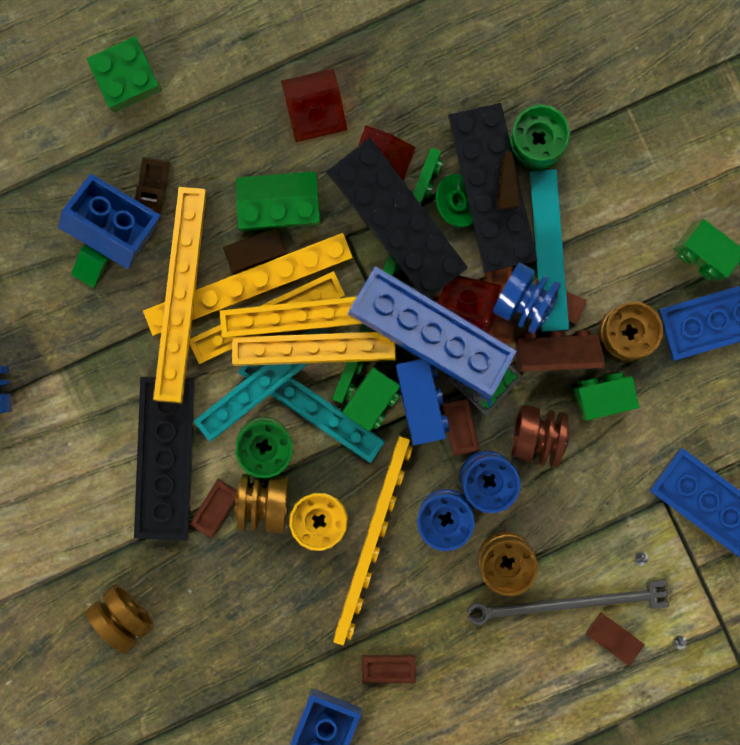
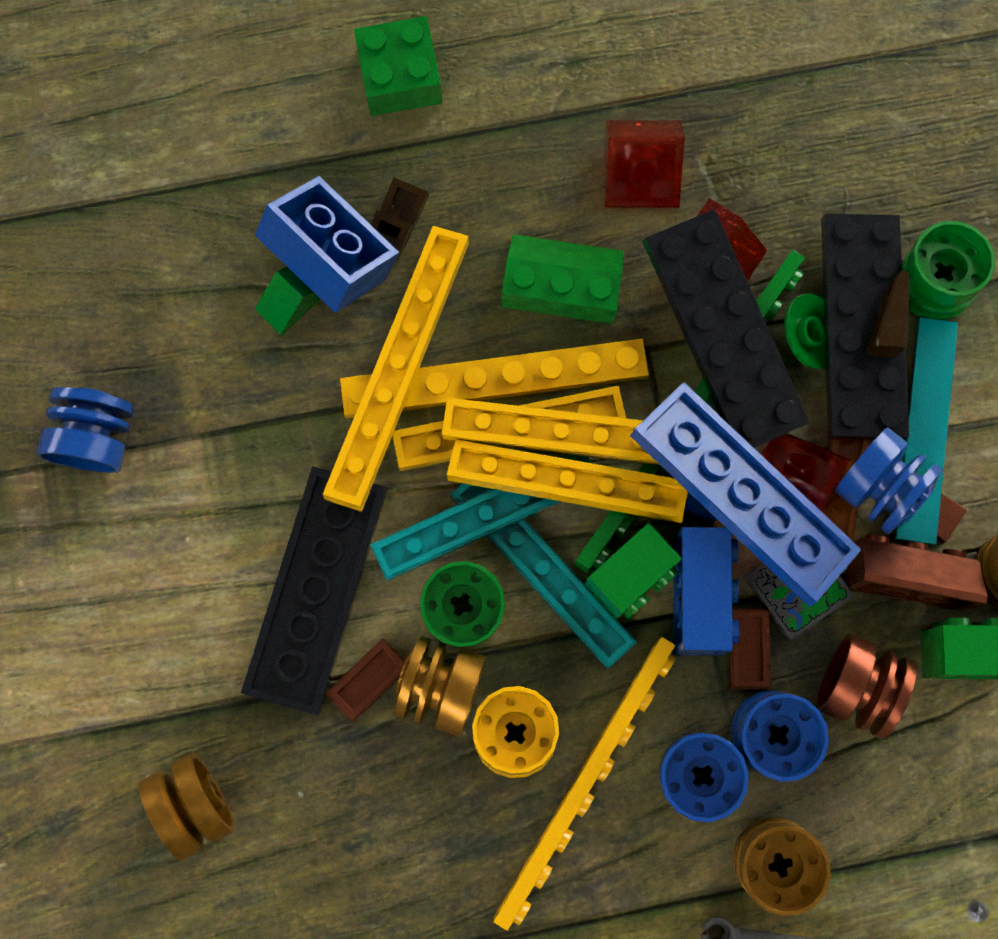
camera: 15 degrees right, 10 degrees down
(254, 250) = (514, 333): dark brown slope -> none

